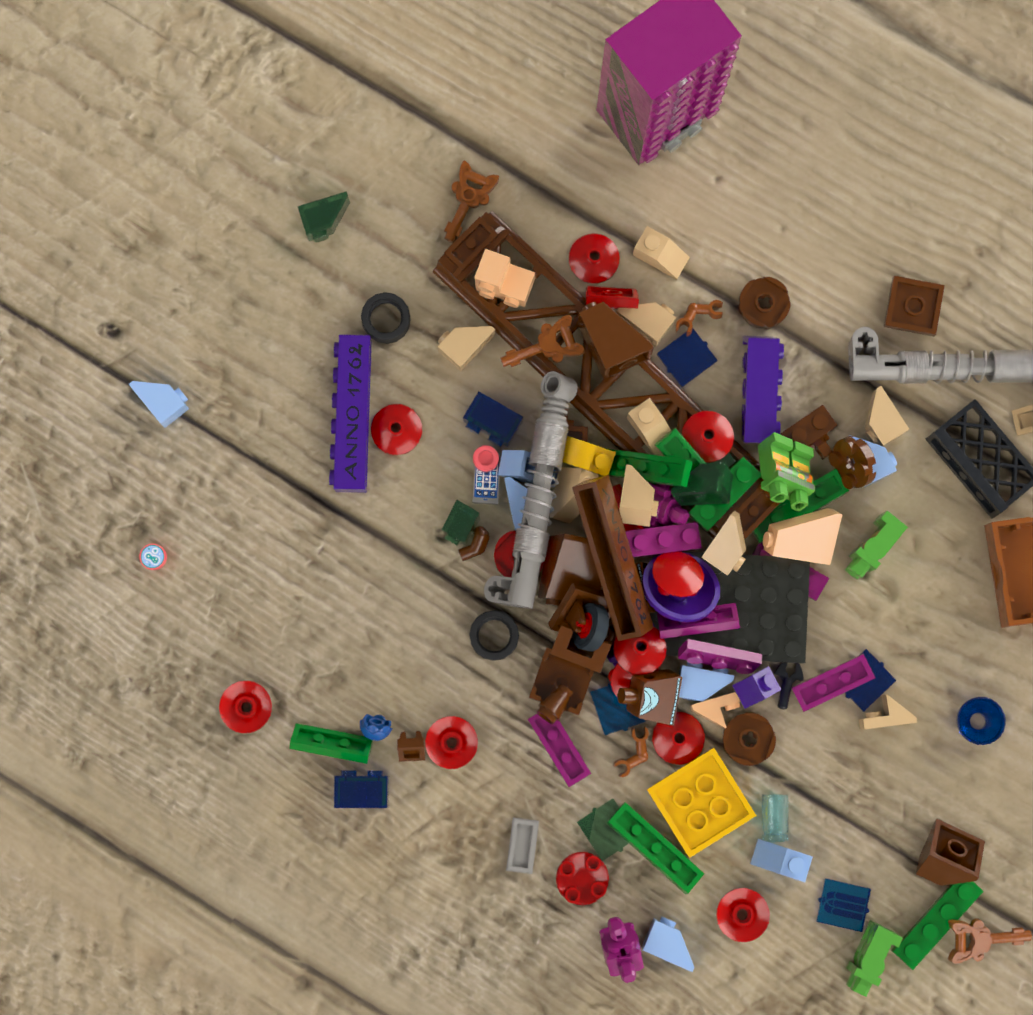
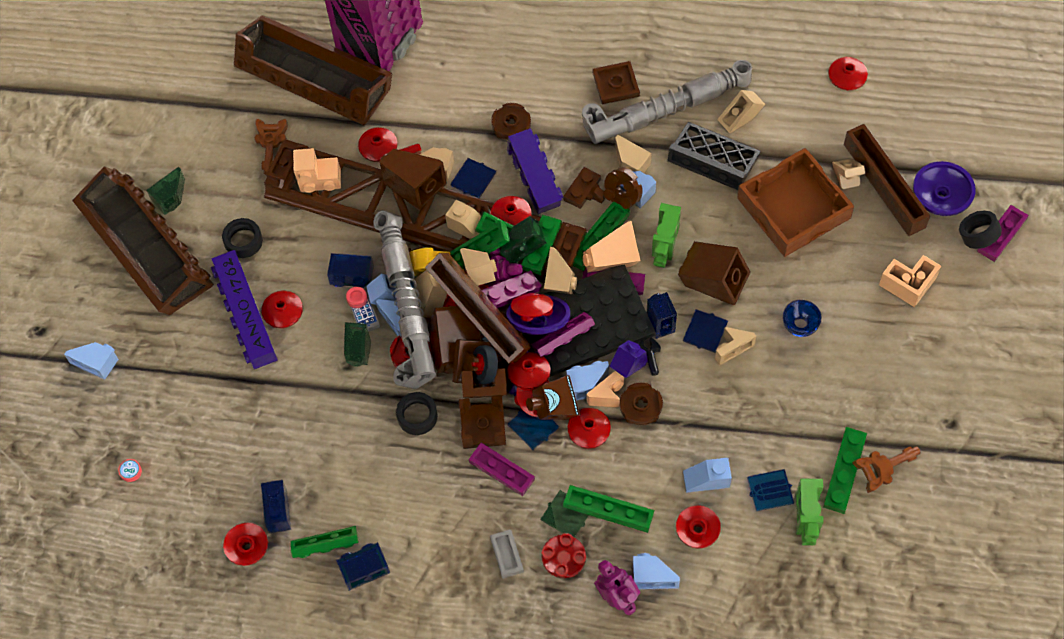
camera: 20 degrees left, 20 degrees down
(269, 269) = (142, 241): none -> window
(294, 678) = (276, 506): none -> clear blue brick
(375, 727) = (354, 516): blue plate -> none
(411, 748) = (388, 519): reddish brown tile -> none
(437, 745) = (417, 491): red dish -> none
(464, 344) = (308, 231): tan slope -> none
(478, 544) = (377, 359): reddish brown arm -> none
(548, 345) = (368, 202): dark orange piece -> none
(554, 705) = (483, 438): reddish brown cone -> none
(556, 119) = (311, 69): none -> reddish brown window
(638, 758) = (567, 450): dark orange arm -> none
(660, 253) = (422, 119): tan slope -> none
(694, 309) = (477, 140): dark orange arm -> none
(701, 802) = (627, 462): yellow plate -> none
(719, 656) = (588, 352): magenta plate -> none
(775, 817) = (687, 447): clear light blue piece -> none
(786, 470) = (577, 210): bright green hips -> none
(822, 645) = (662, 314): none -> clear blue brick
(833, 682) = (682, 338): magenta plate -> none
(909, 614) = (715, 271): none -> reddish brown slope
(950, 855) = (828, 418): reddish brown slope -> none

